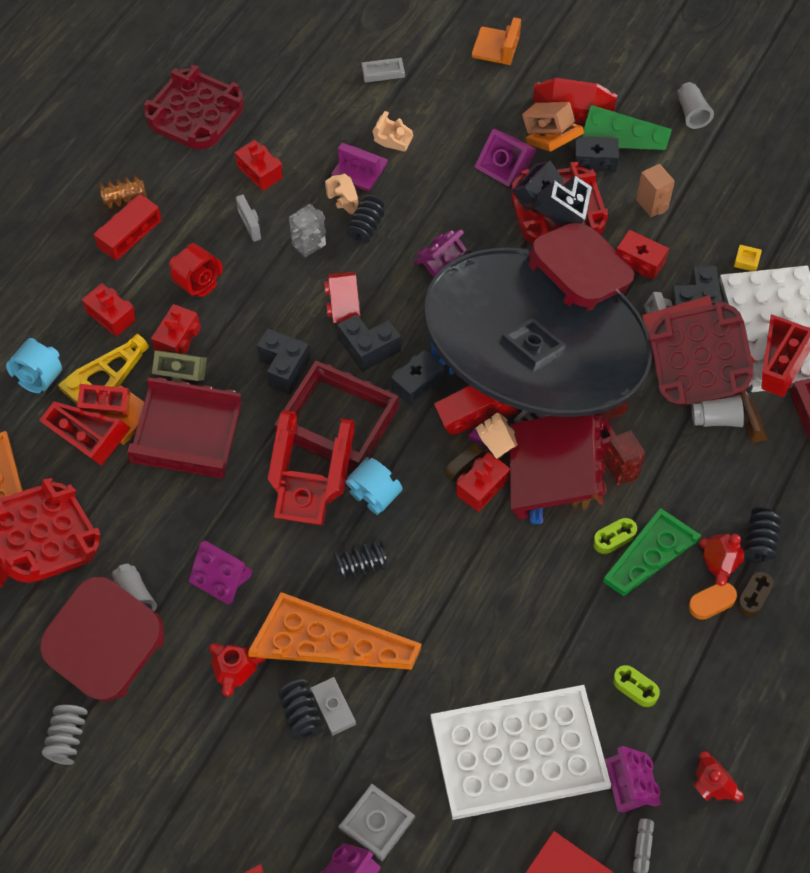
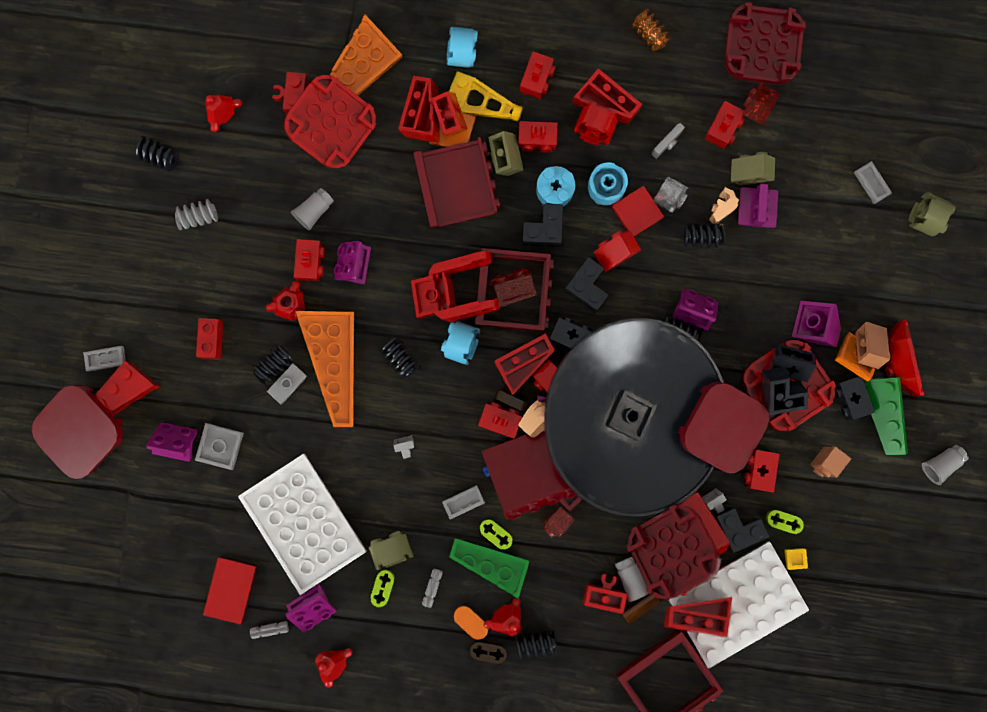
camera: 65 degrees right, 25 degrees up
(102, 639) = (267, 206): dark red tile -> none
(127, 227) = (619, 50): red brick -> none
(159, 250) = (608, 95): none -> red wedge
(192, 620) = (308, 260): none -> red brick
(232, 775) = (209, 339): none -> red brick
(241, 332) = (555, 176): none -> medium azure brick
(254, 123) = (760, 103): none -> clear red brick
(265, 284) = (613, 175): none -> medium azure brick
(308, 272) = (637, 211): none -> red tile
(318, 152) = (753, 169): none -> olive brick
(335, 402) = (514, 287): none -> clear red bracket
(391, 133) = (805, 219): light nougat hand -> none
(426, 432) = (523, 362): none -> red wedge
(438, 33) = (931, 214): none -> olive brick
(469, 594) = (404, 445): none -> light grey tile
(497, 44) = (945, 268): orange bracket -> none
(563, 556) = (463, 502): none -> light grey plate
(592, 651) = (390, 551): none -> olive brick
(655, 628) = (432, 588): none -> light grey axle
(699, 254) = (786, 517): none -> lime beam
(728, 444) = (604, 596): none -> red brick

